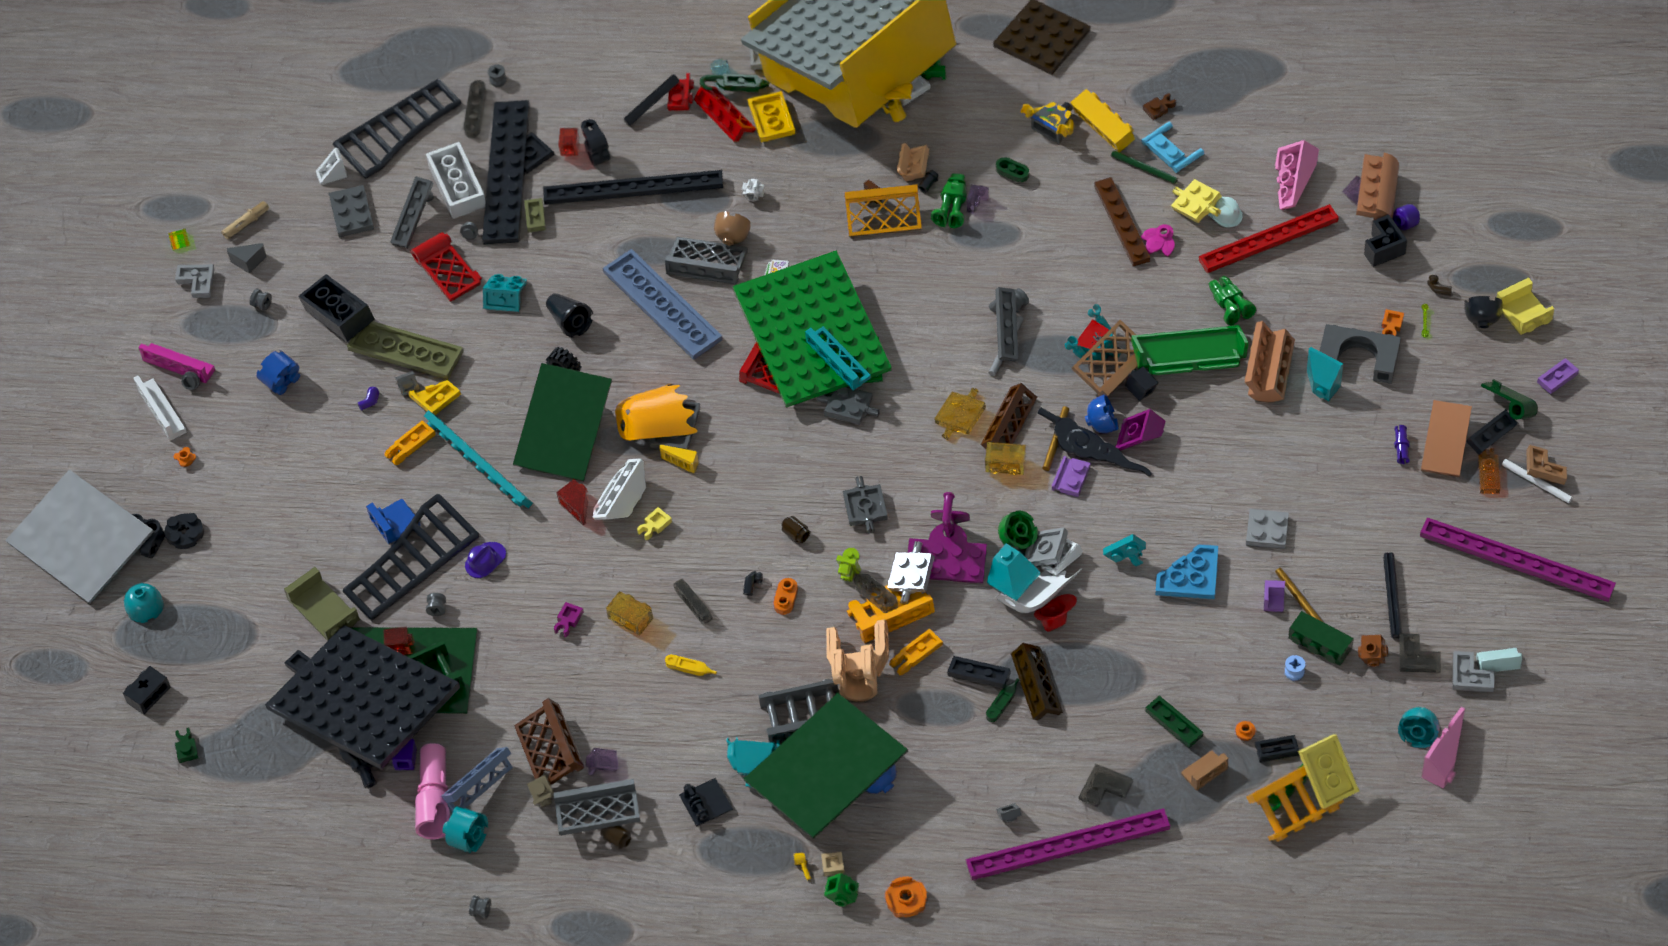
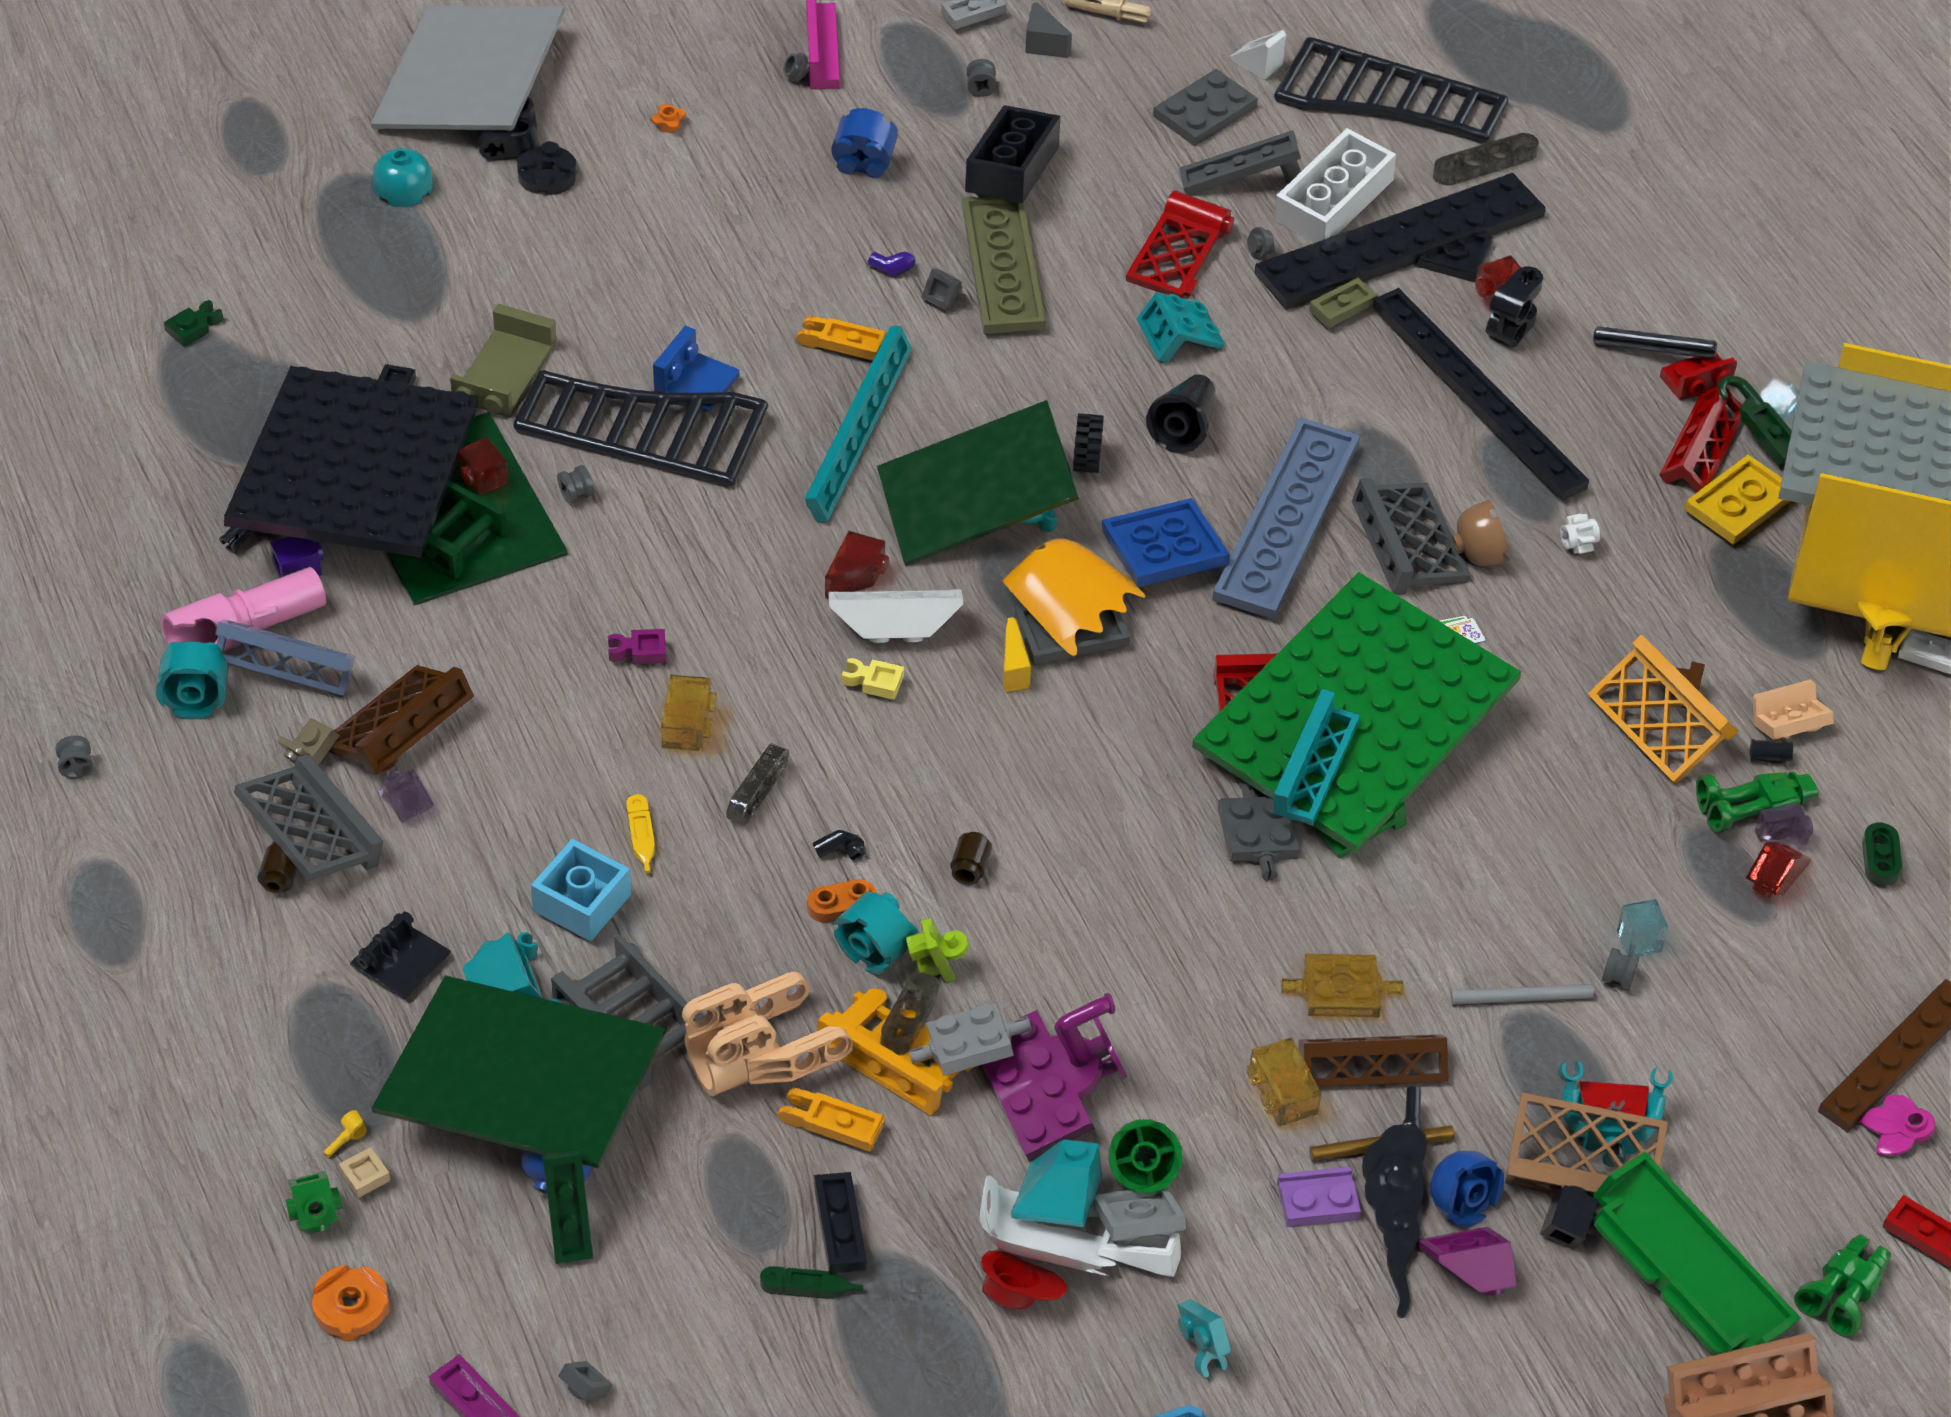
camera: 55 degrees right, 5 degrees down
(146, 690) = (258, 241): black brick -> none
(160, 408) = (731, 55): white fence -> none
(436, 396) = (941, 331): yellow wing -> none
(484, 559) = (692, 507): dark purple piece -> none
(497, 75) = (1563, 155): dark grey wheel -> none
(648, 361) = (1165, 542): none -> blue plate
(717, 702) = (581, 889): none -> medium azure brick
(822, 586) = (874, 931): none -> teal brick
(865, 505) = (1075, 930): dark grey plate -> none
(915, 776) = (567, 1206): none -> dark green plate
(998, 212) = (1776, 868): none -> clear red slope
(1000, 277) = (1642, 928): none -> clear light blue brick
(1006, 317) = (1553, 969): dark grey piece -> none
(1033, 681) = (861, 1306): dark brown fence -> none

